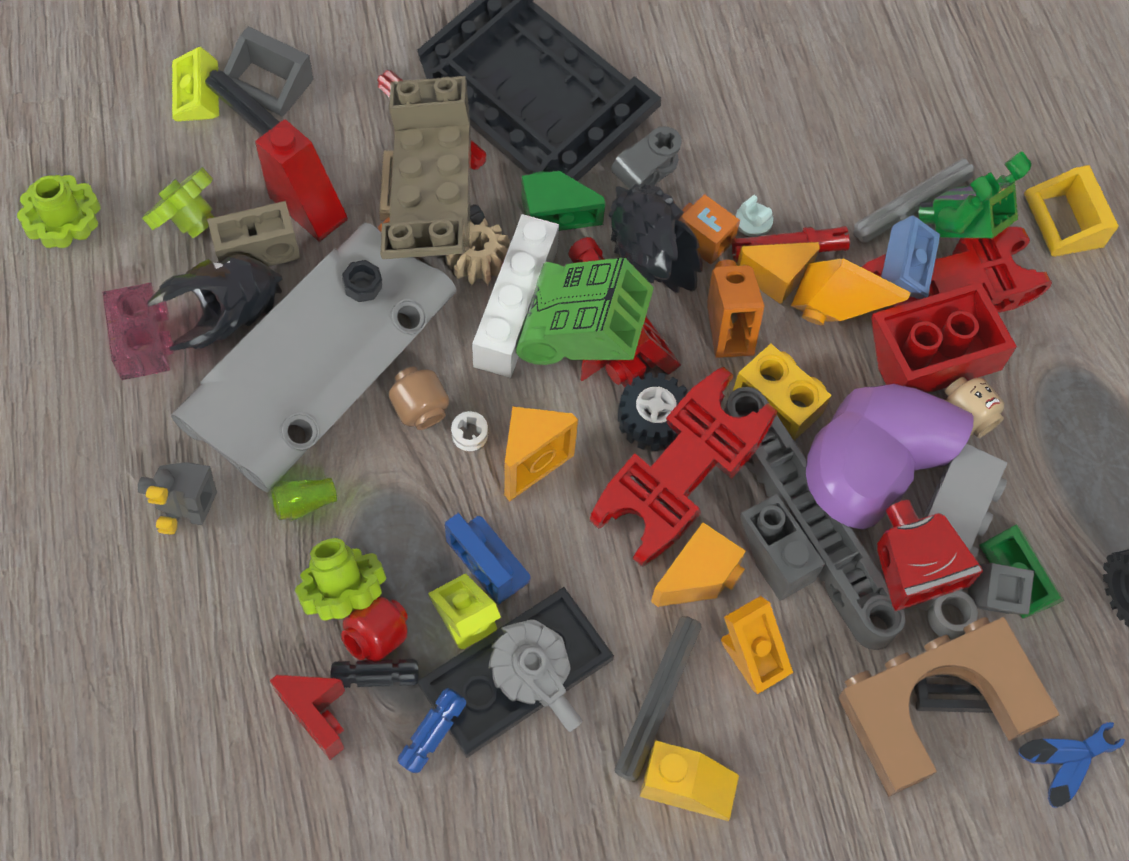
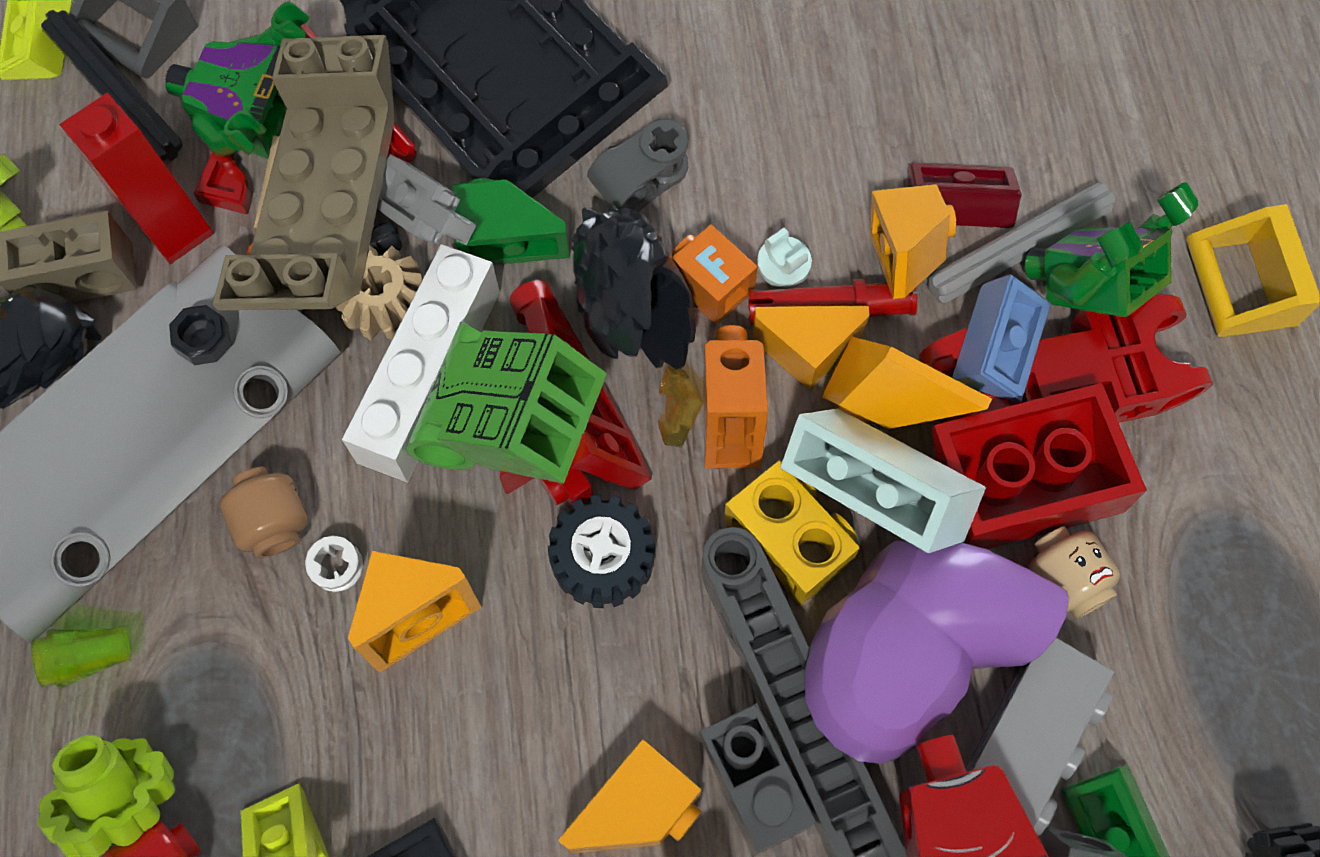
camera: 10 degrees right, 5 degrees up
(352, 185) = (224, 185): none -> red tile
(358, 117) = (233, 89): none -> green torso
(486, 557) = (325, 766): blue bracket -> none
(503, 188) = (421, 204): none -> light grey hinge
(696, 316) = (681, 406): none -> clear yellow tile
(704, 440) = (589, 681): red piece -> none
(839, 195) = (910, 234): none -> light orange slope
(843, 347) = (883, 479): none -> light aqua brick
(870, 171) = (978, 193): none -> dark red slope

